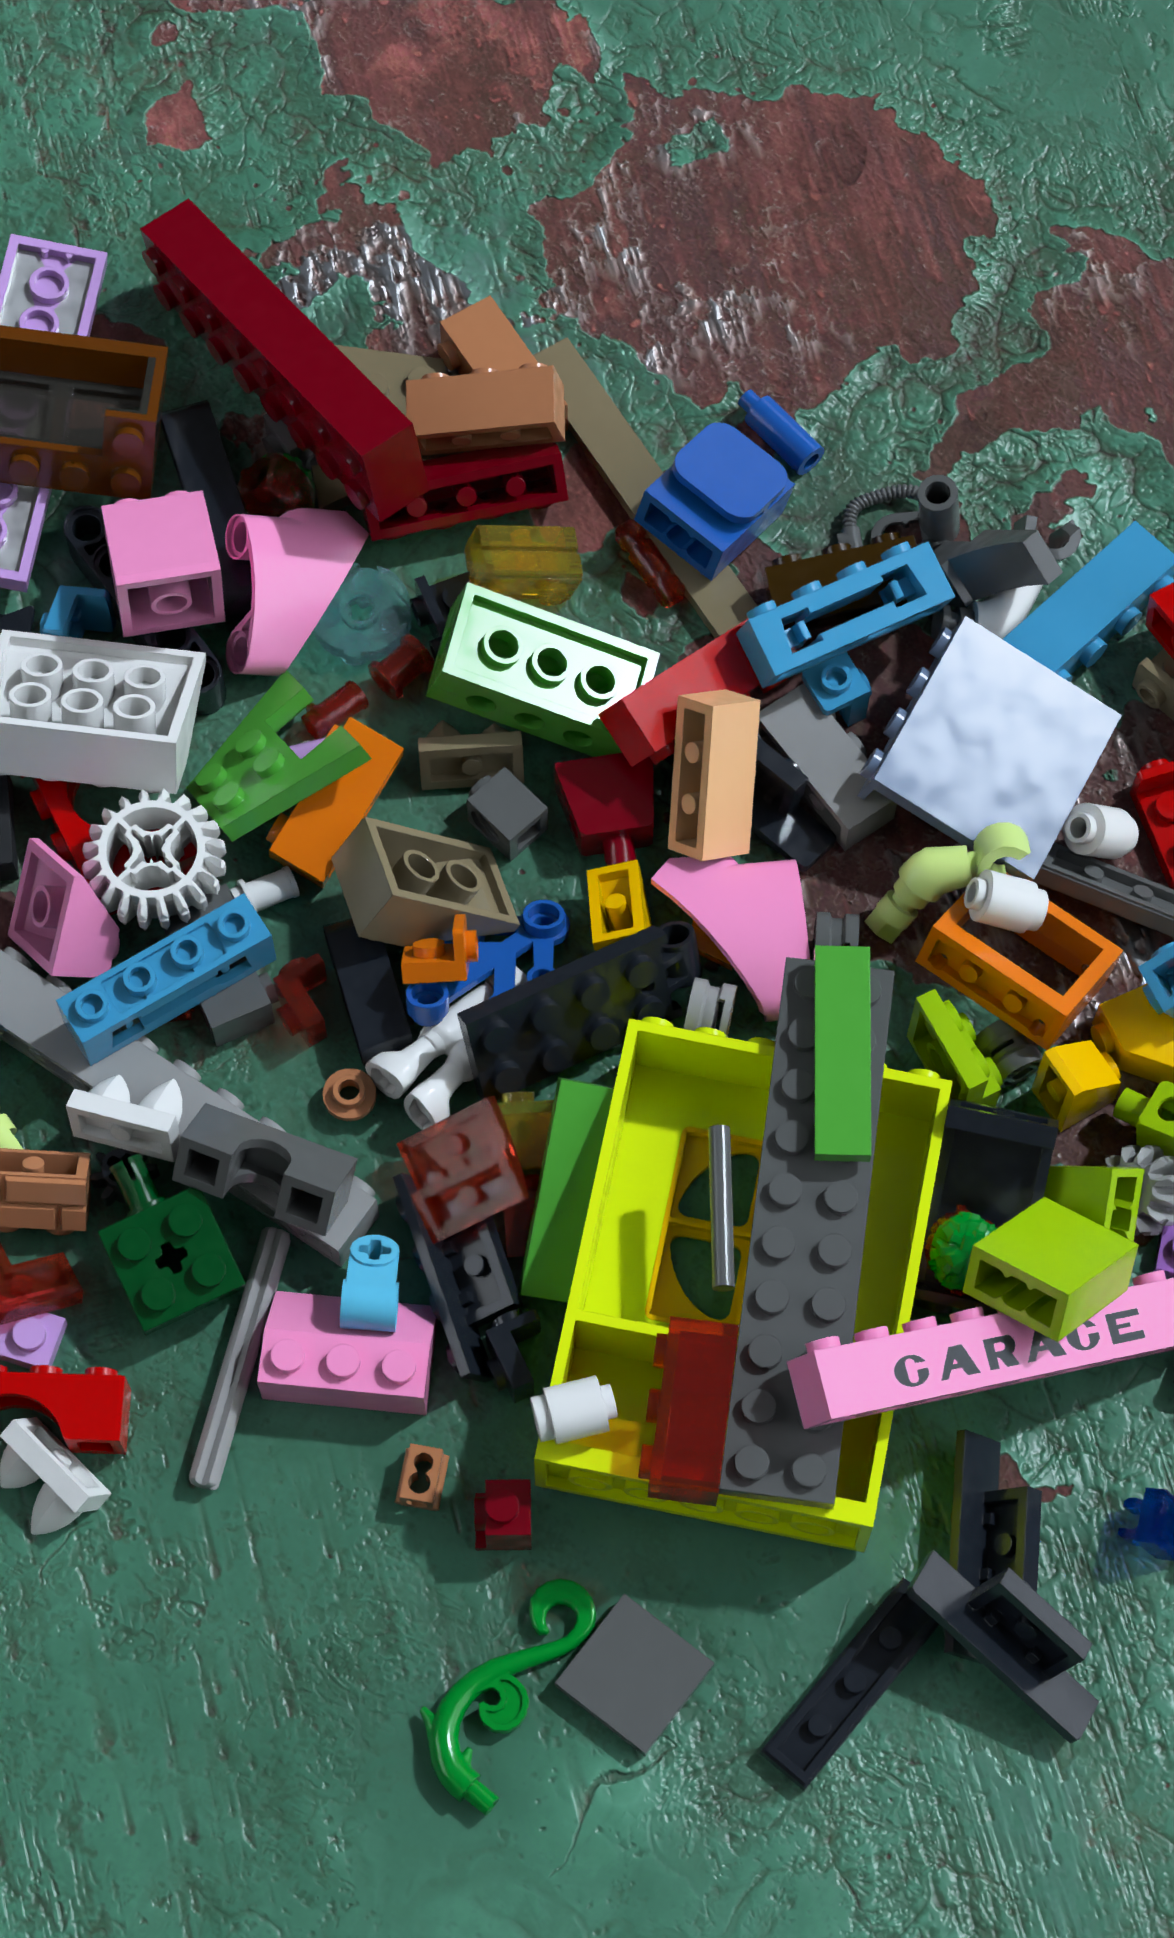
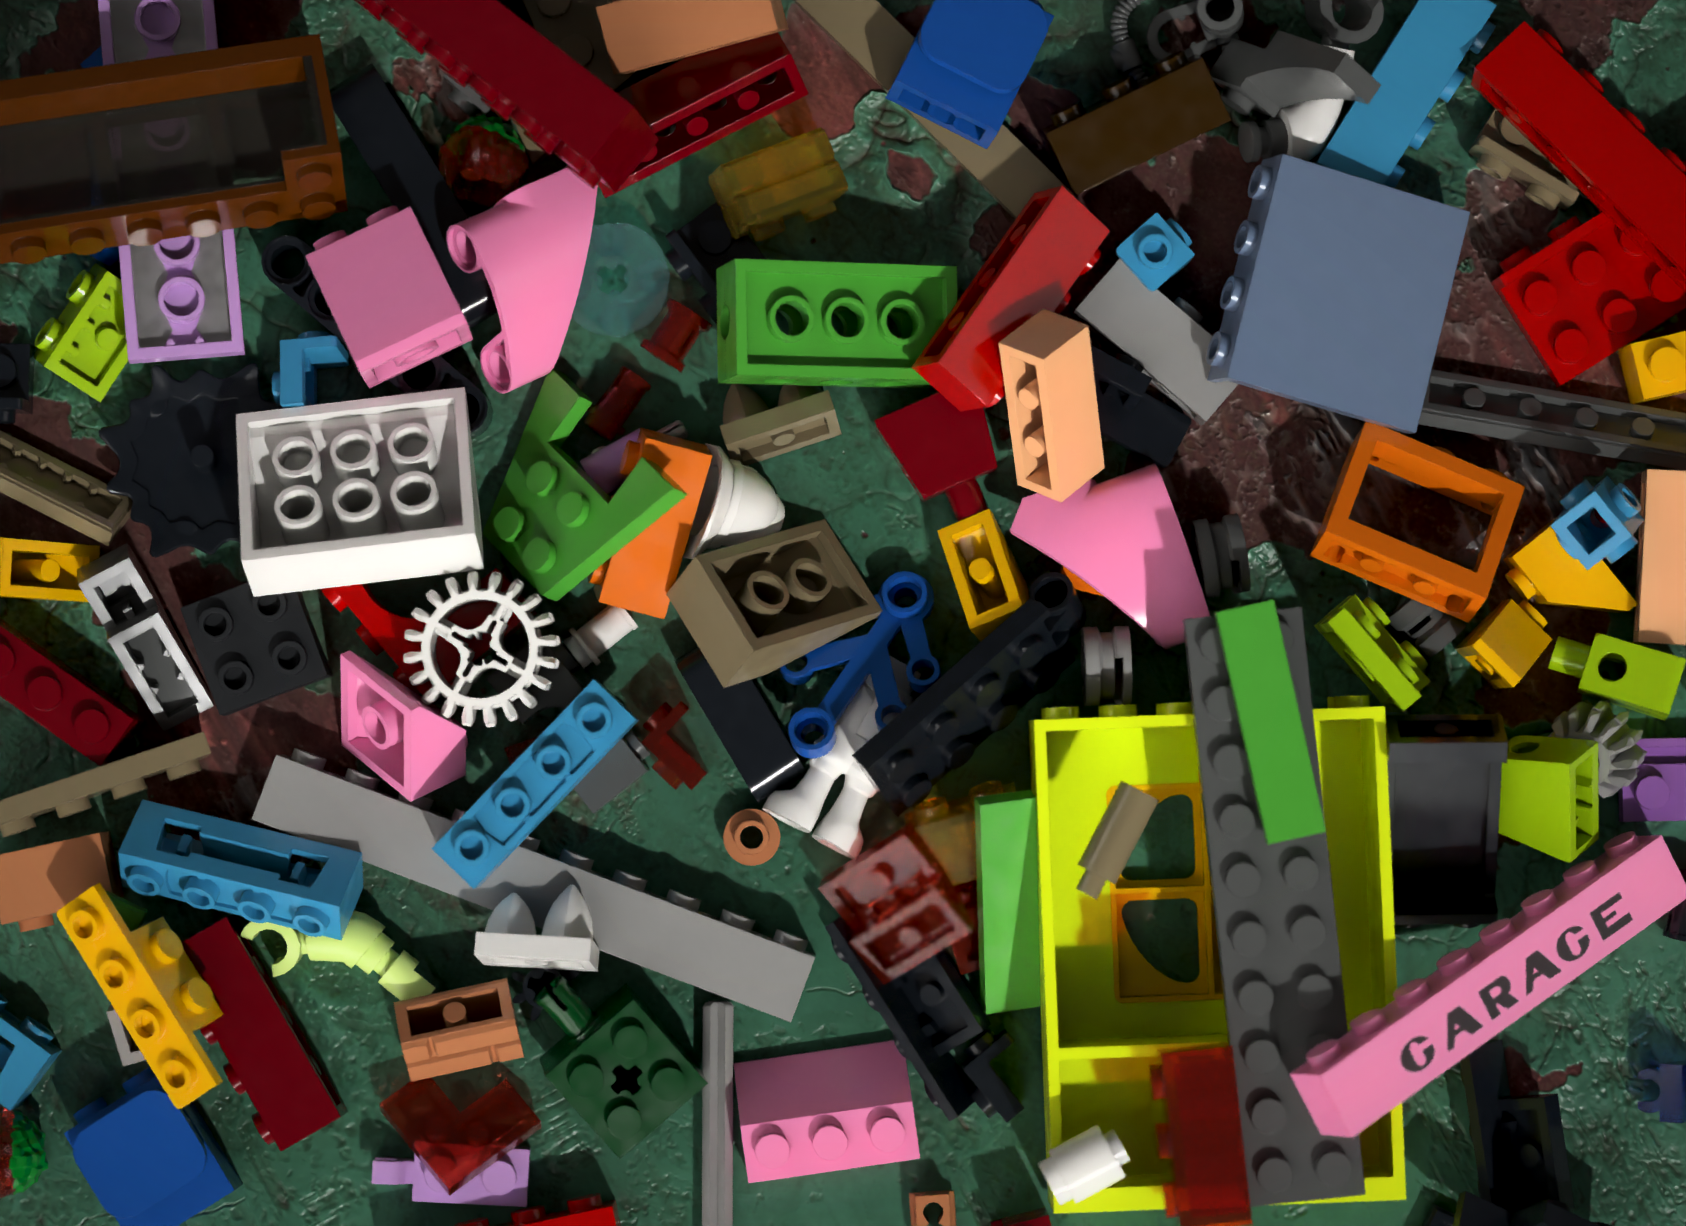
camera: 15 degrees left, 20 degrees up
(231, 1149) = (656, 952): dark grey arch -> none
(370, 1286) = (835, 1050): medium azure piece -> none
(415, 801) = (733, 506): none -> white piece
(435, 961) = (814, 686): orange bracket -> none
(506, 813) = (832, 480): dark grey brick -> none
(649, 563) = (913, 139): clear red axle -> none
(677, 1129) = (1115, 838): none -> dark tan cylinder
(721, 1208) = (1180, 908): dark grey bar -> none
(915, 578) = (1220, 119): dark azure brick -> none
(940, 871) = (1327, 449): yellowish green piece -> none
(951, 1246) = (1434, 871): green piece -> none
(1006, 902) = (1396, 480): white brick -> none
(1050, 1268) = (1529, 891): lime brick -> none
(1100, 831) = (1473, 351): white brick -> none

